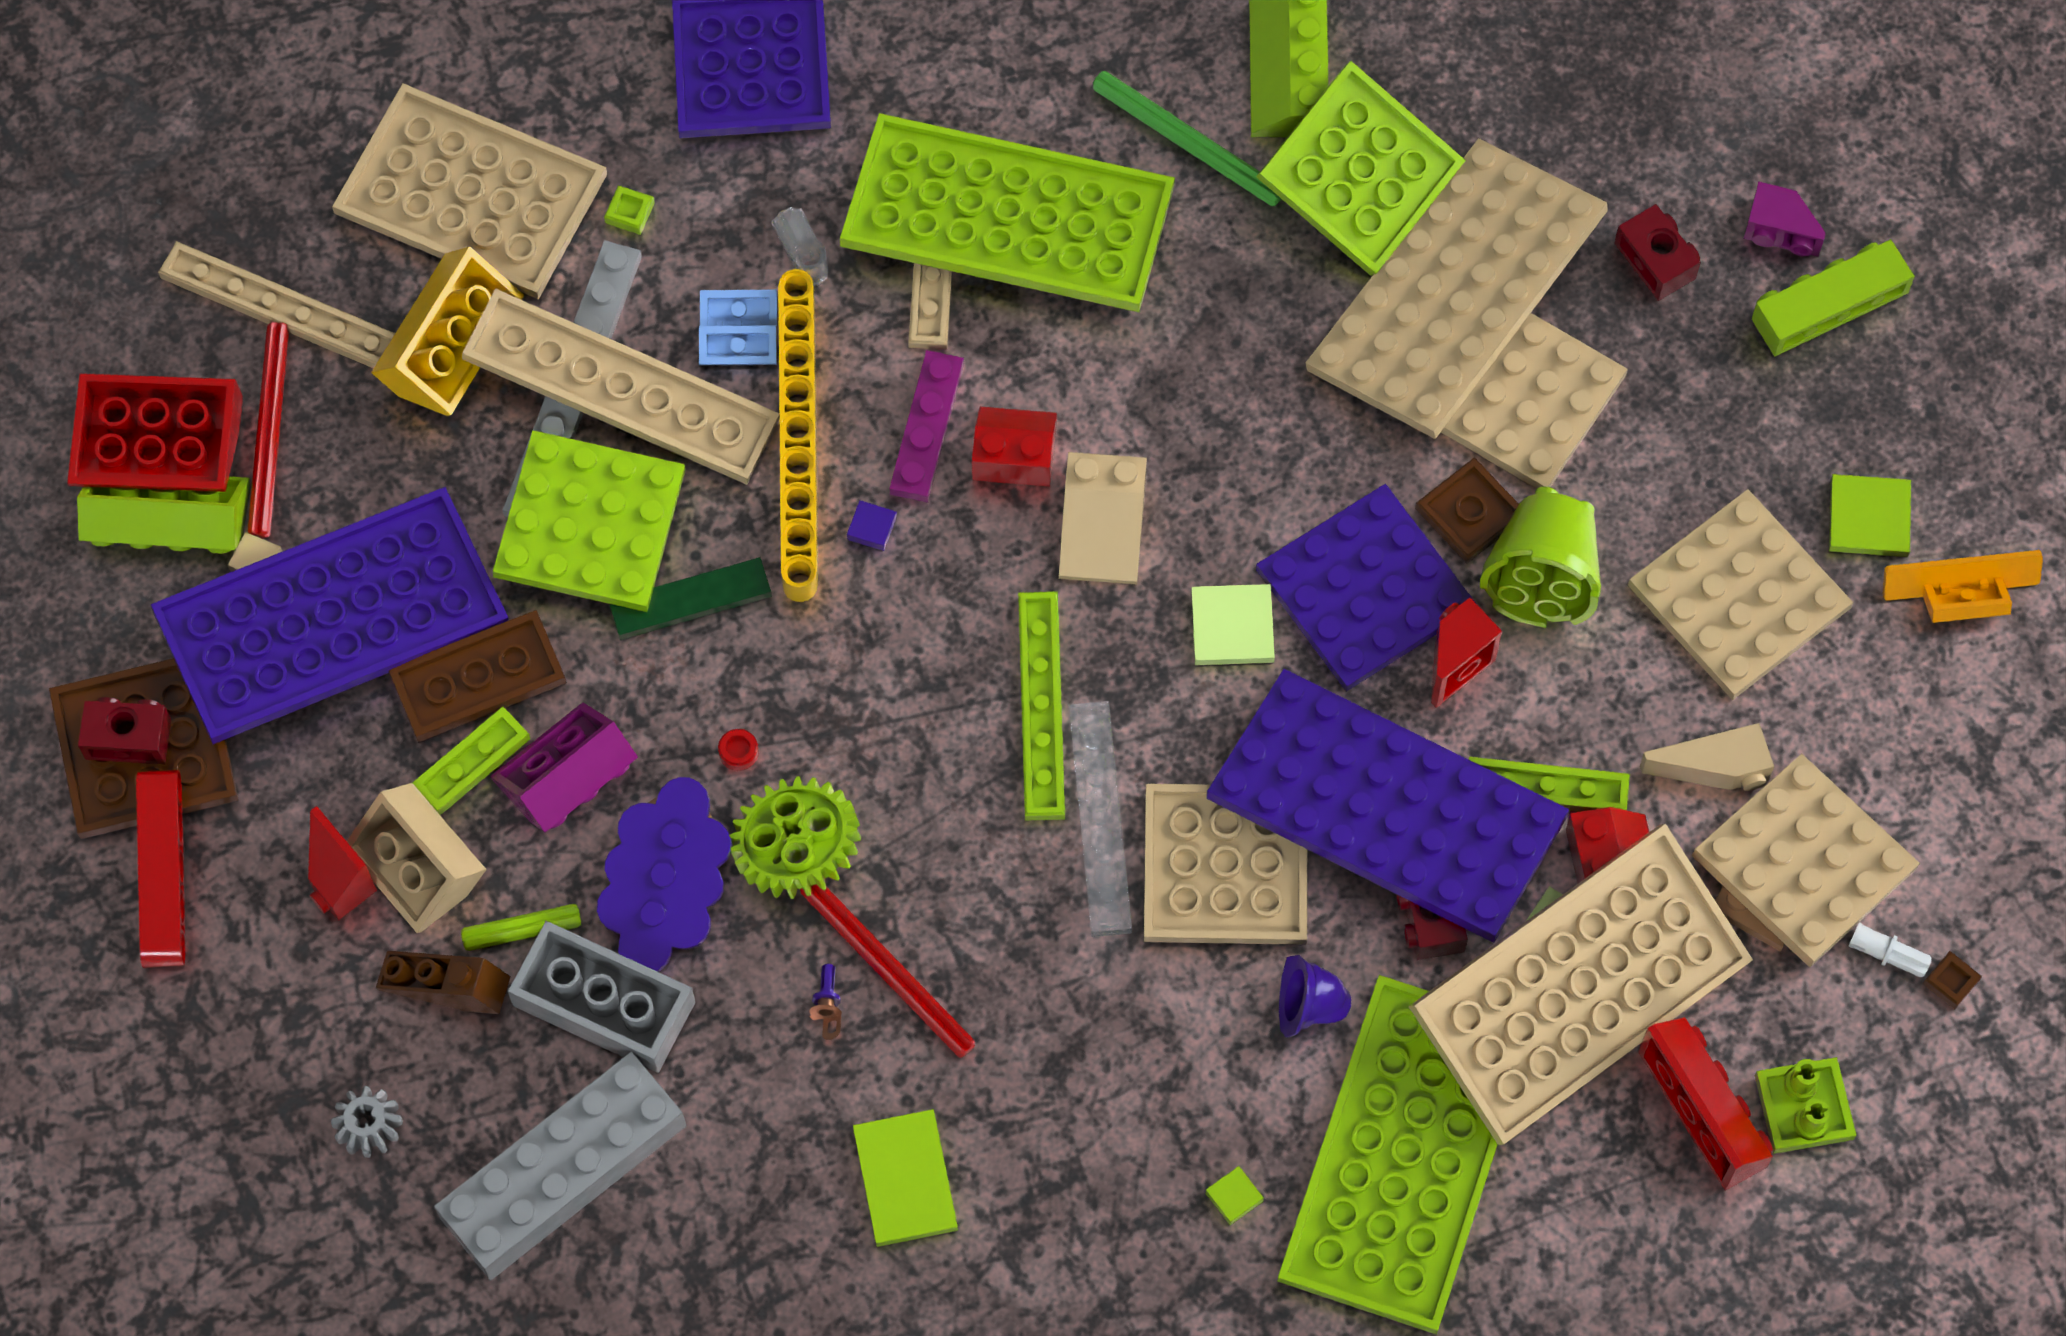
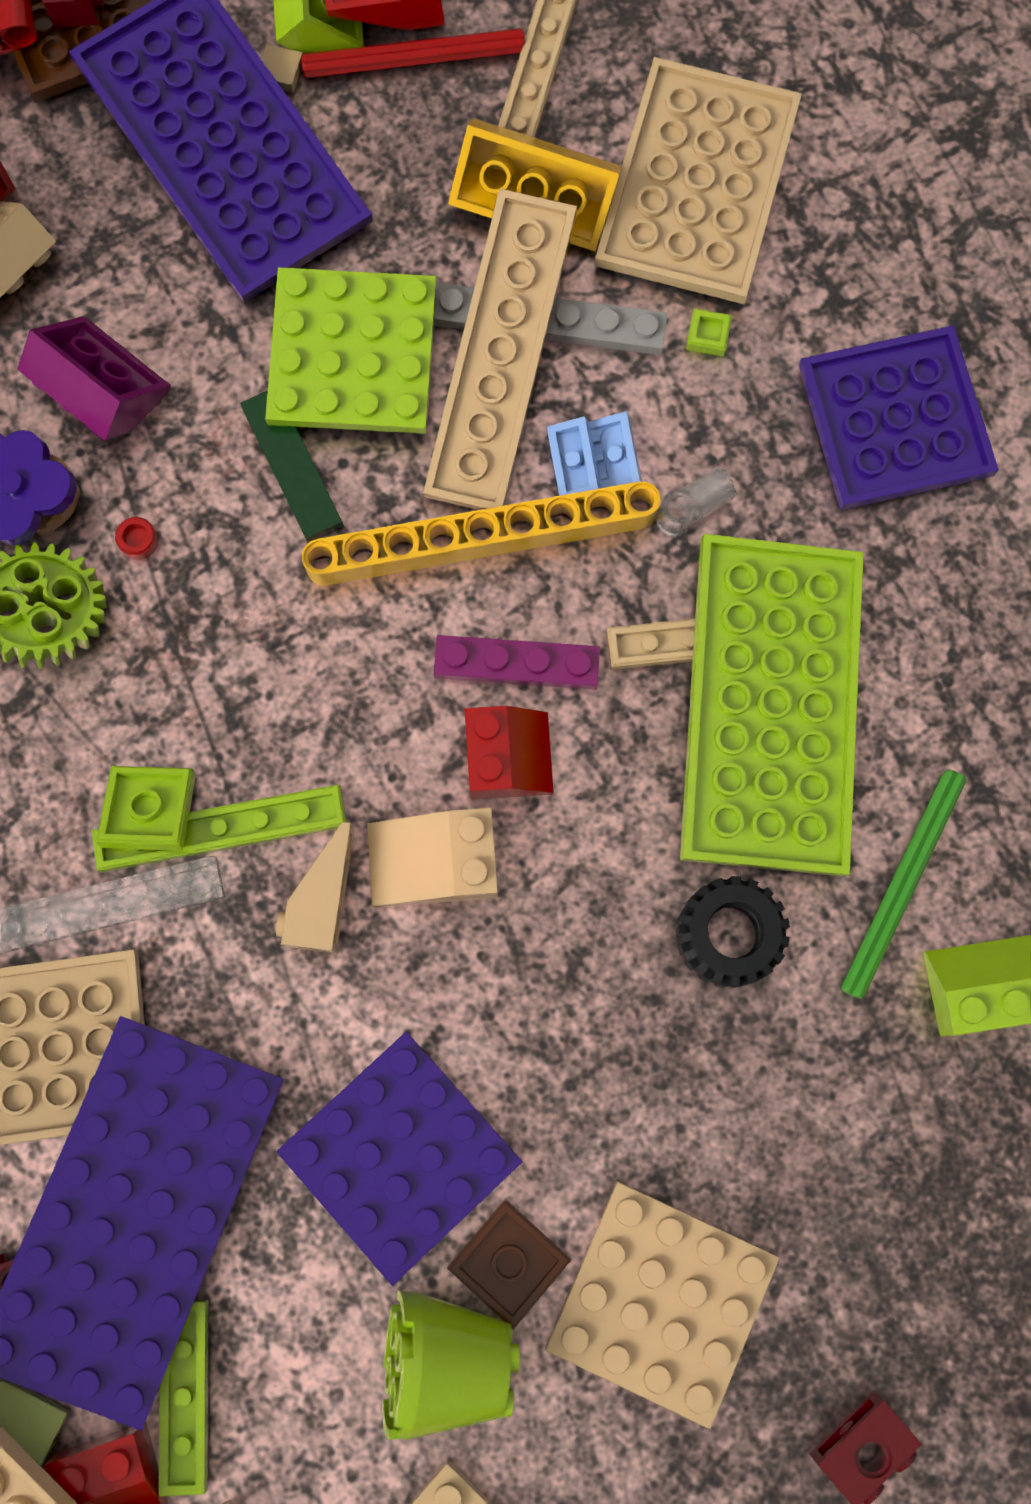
camera: 80 degrees right, 10 degrees up
(471, 760) = (92, 293): lime plate -> none
(477, 676) = (181, 282): reddish brown plate -> none
(871, 525) = (396, 625): dark purple tile -> none
(1012, 761) = (146, 808): none -> lime tile
(1127, 620) = (317, 903): none -> tan slope
(1211, 251) = (768, 925): none -> black tyre
(1232, 624) = (335, 1016): yellowish green tile -> none
(1360, 168) = (898, 1082): lime plate -> none
(1457, 288) = (778, 1216): tan plate -> none
(1463, 648) = (318, 1276): red slope -> none

